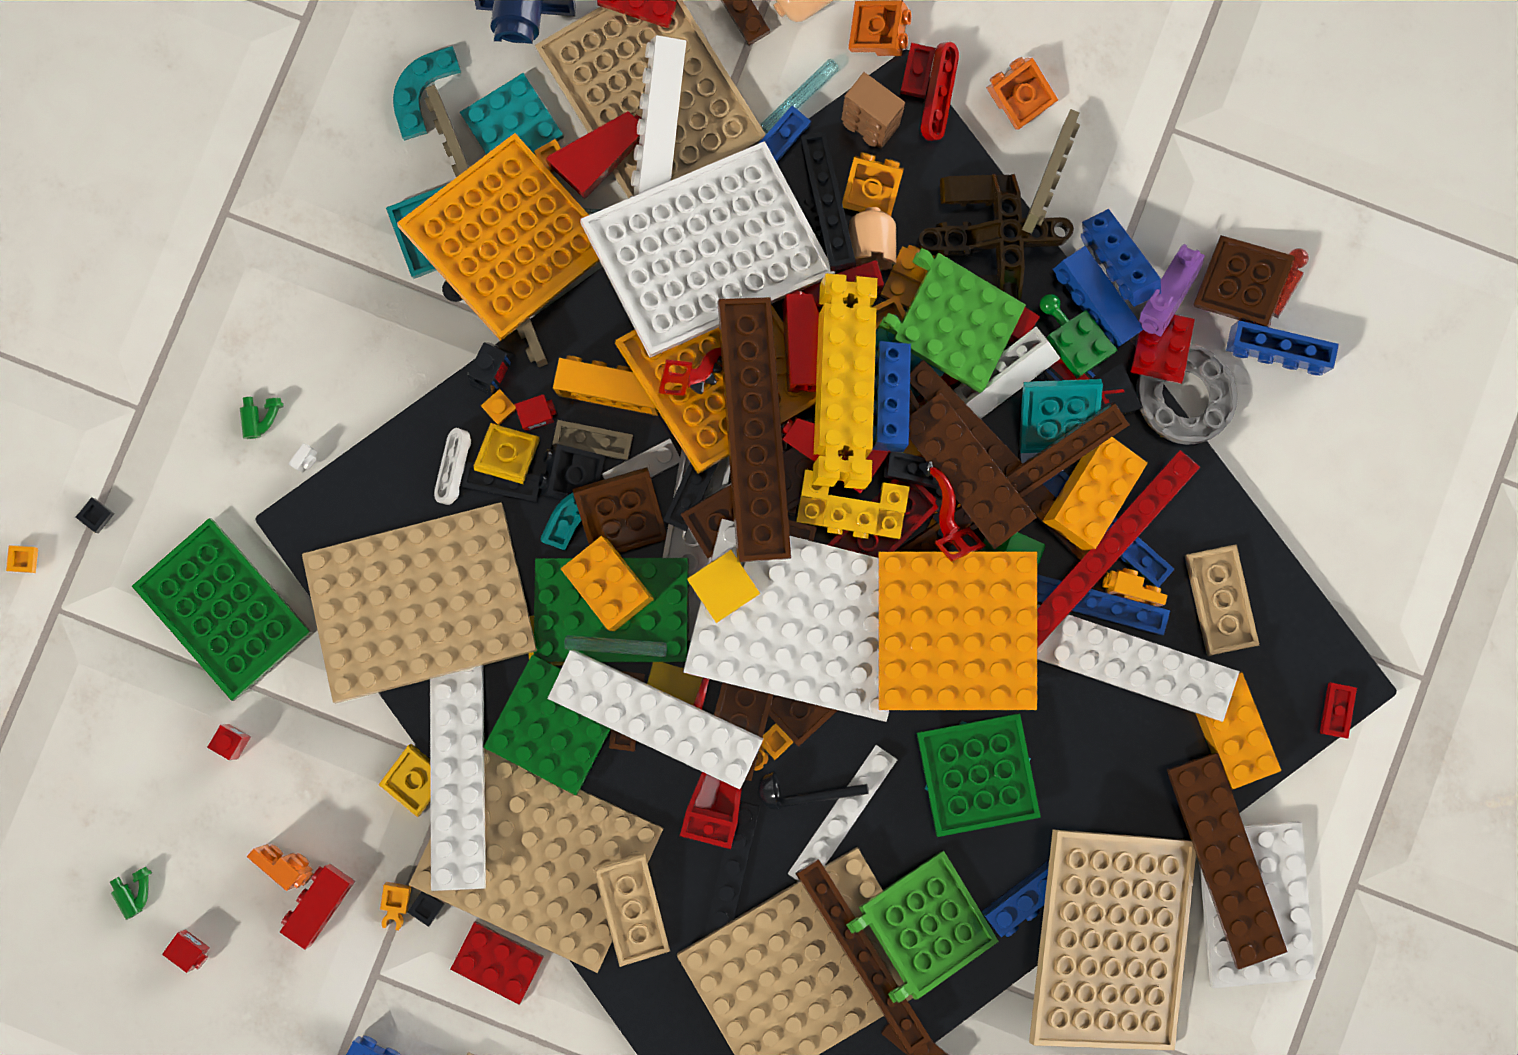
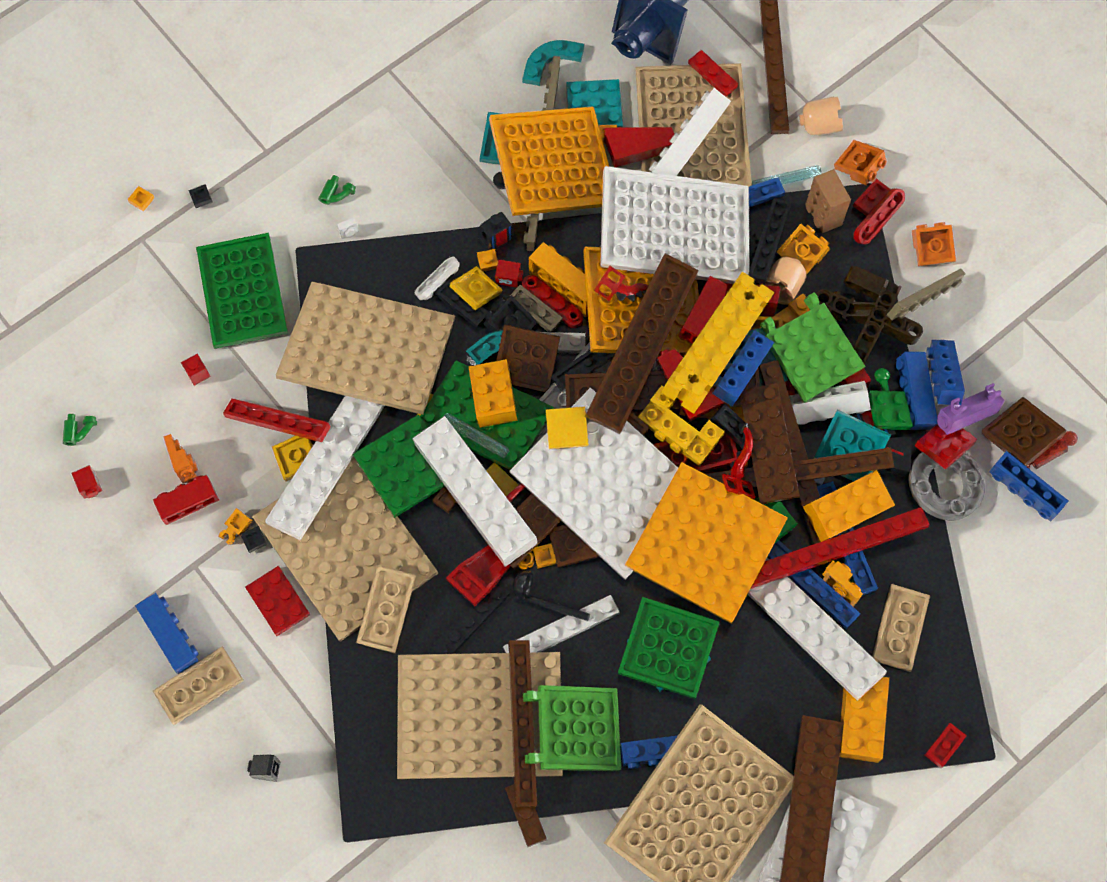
camera: 30 degrees right, 15 degrees down
(367, 754) = (277, 420): none -> red plate
(607, 417) = (554, 301): none -> red plate

